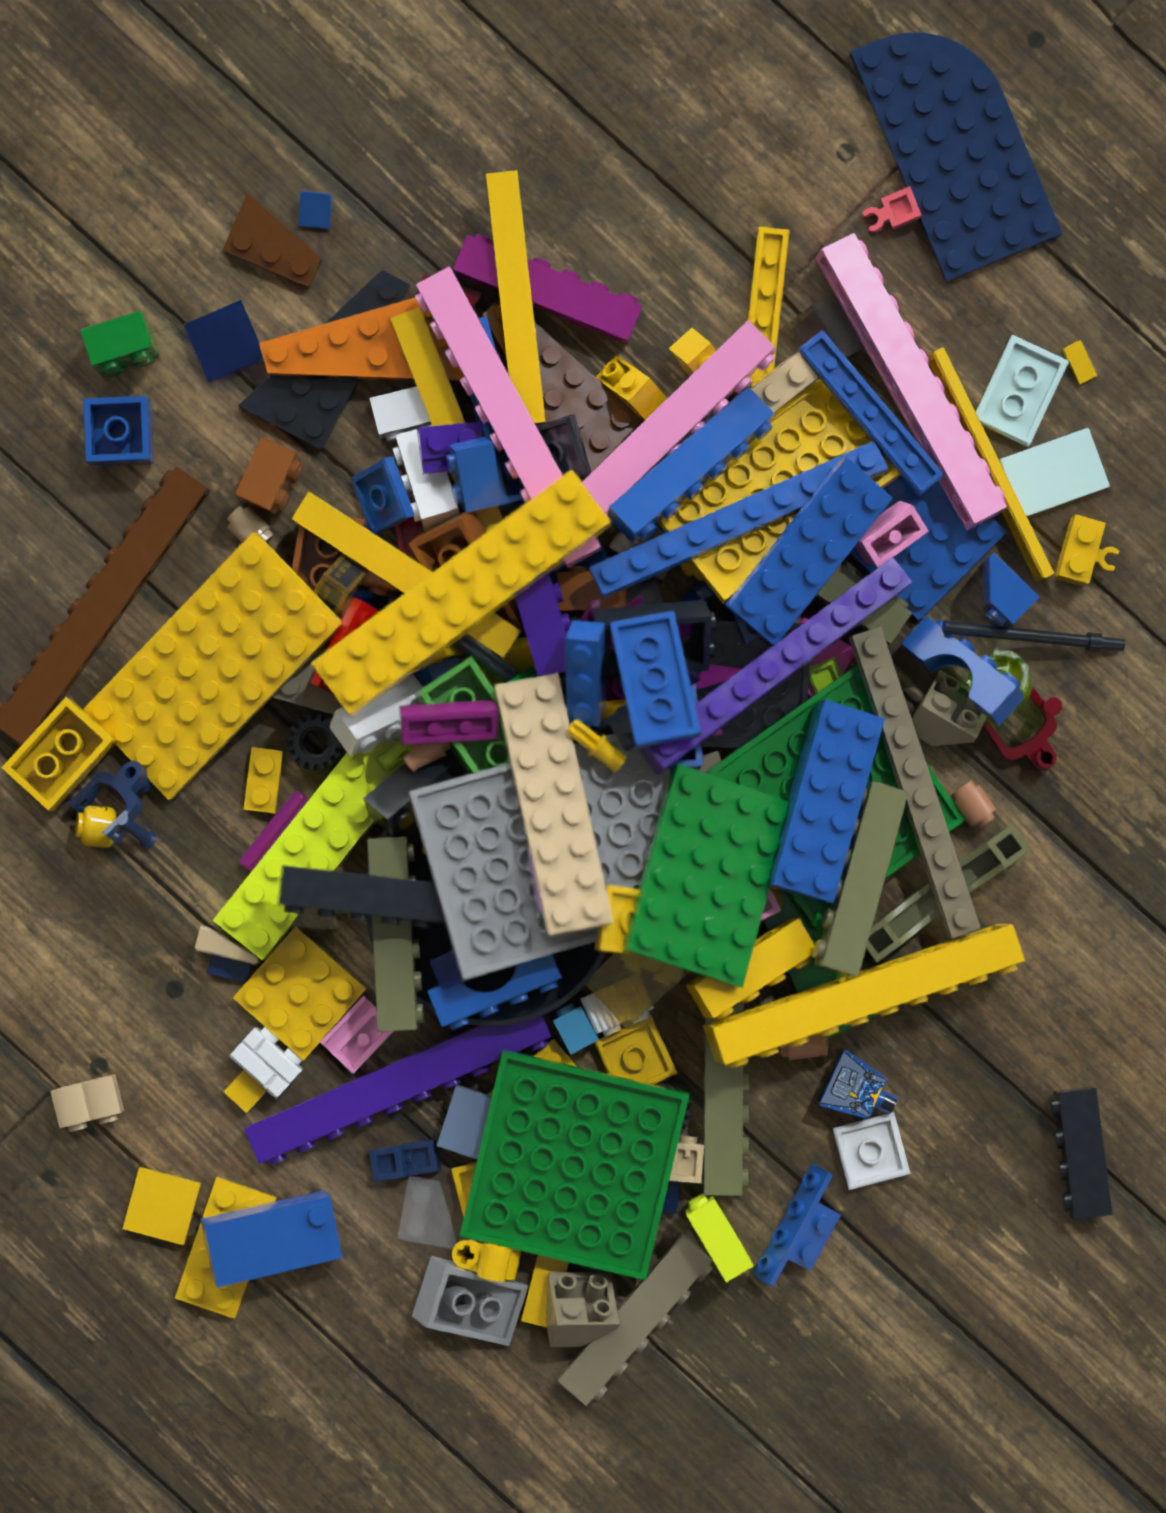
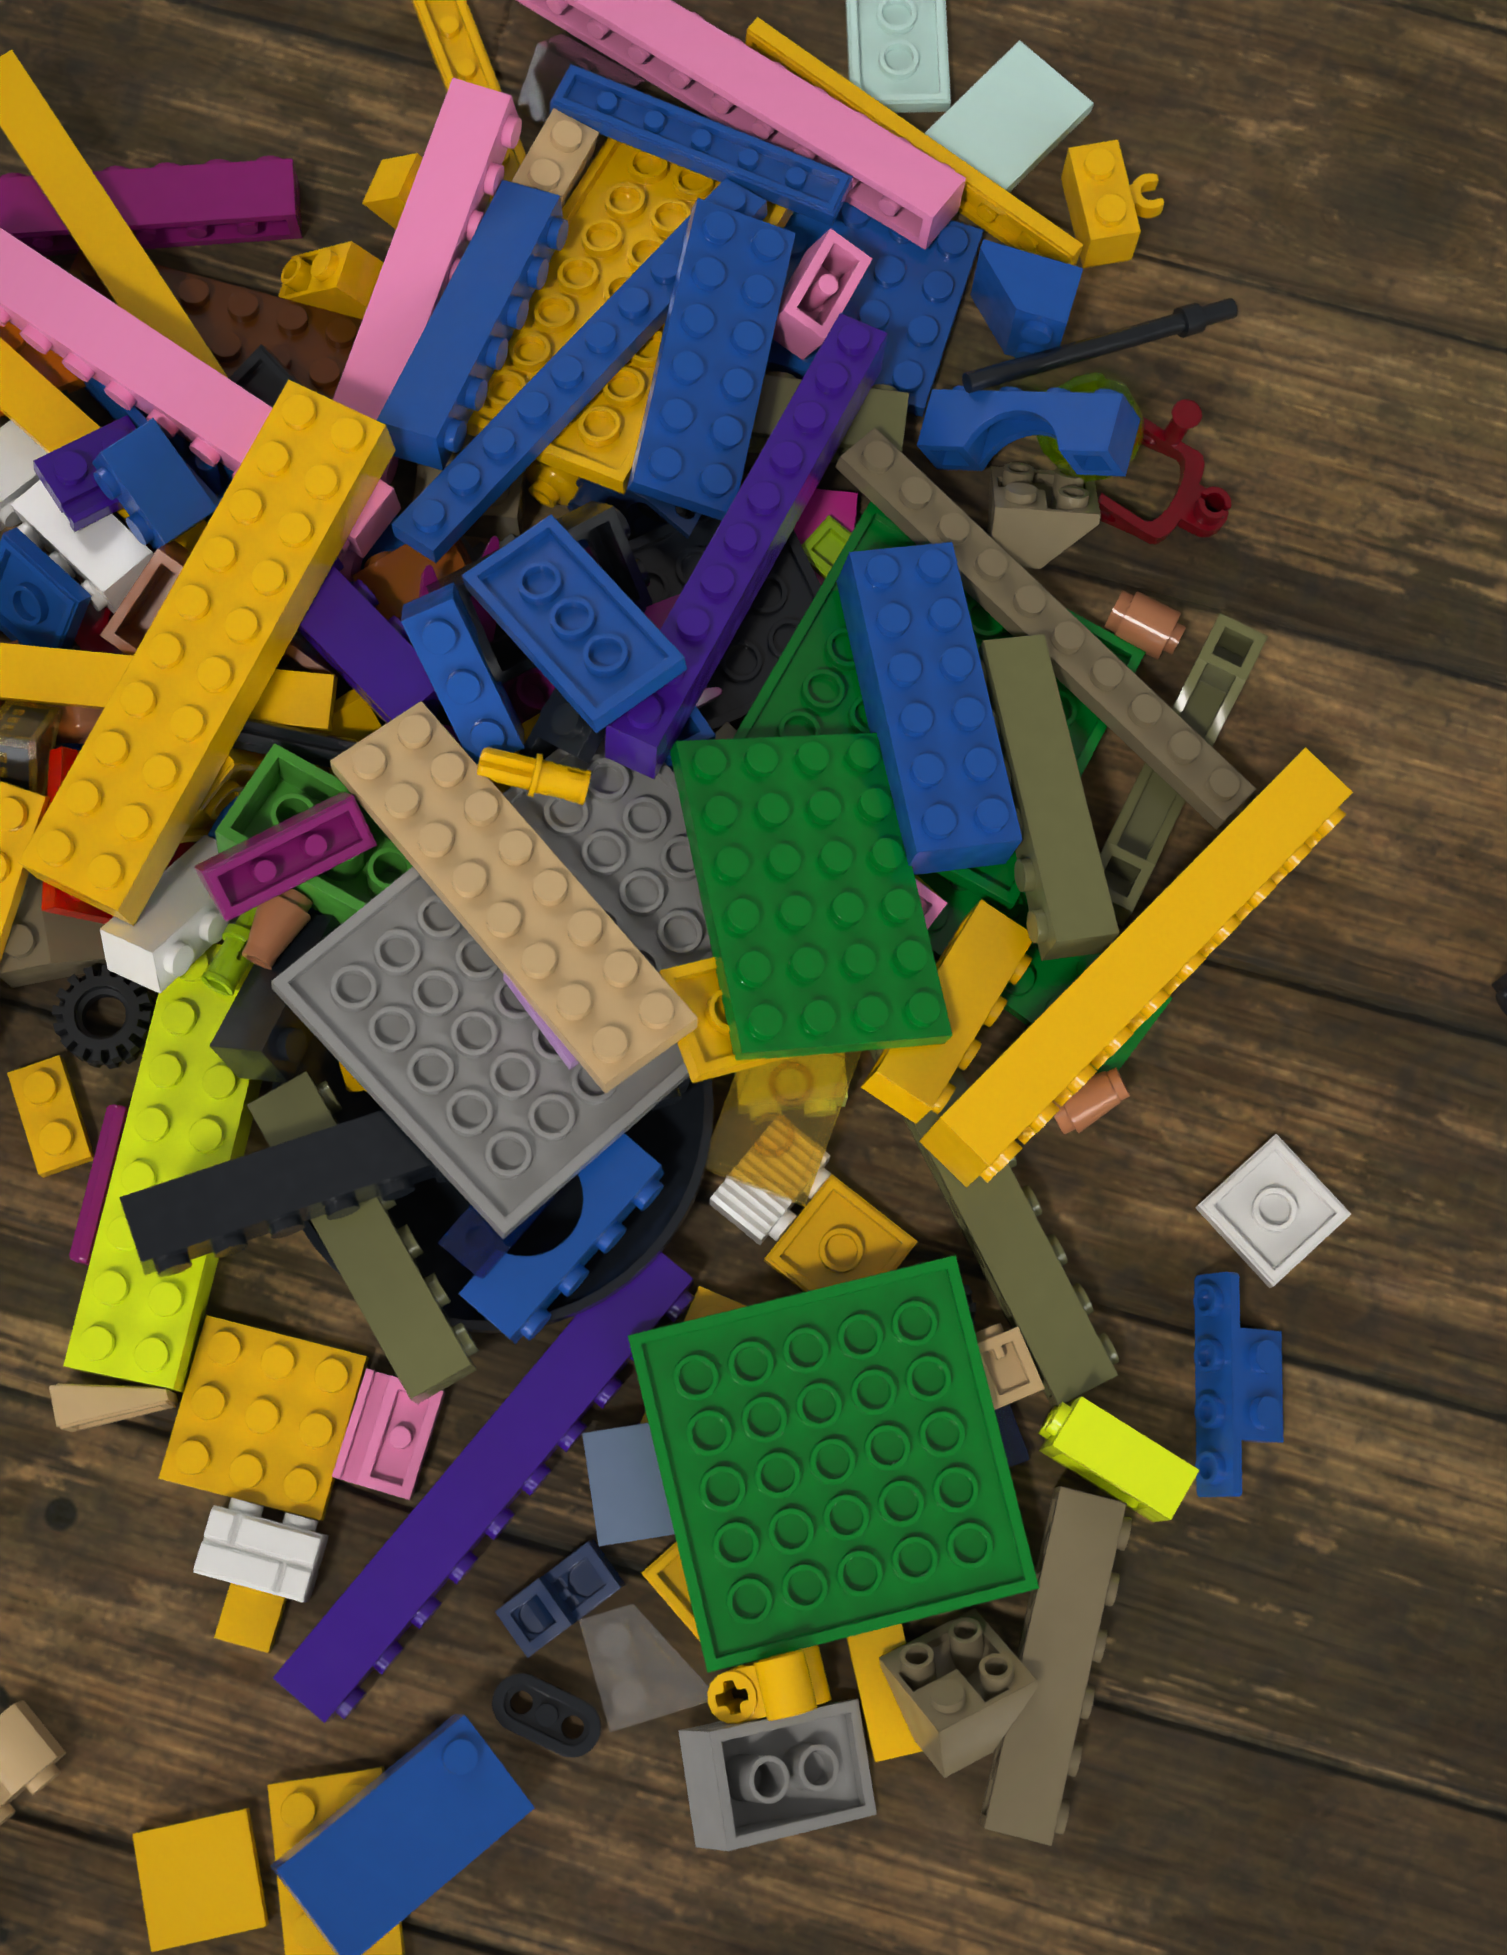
camera: 30 degrees left, 10 degrees down
(229, 968) = (131, 1435): dark blue piece -> none
(369, 1214) = (547, 1715): none -> black plate
(575, 1028) = (724, 1250): dark azure brick -> none
(855, 1088) = (1199, 1124): torso -> none

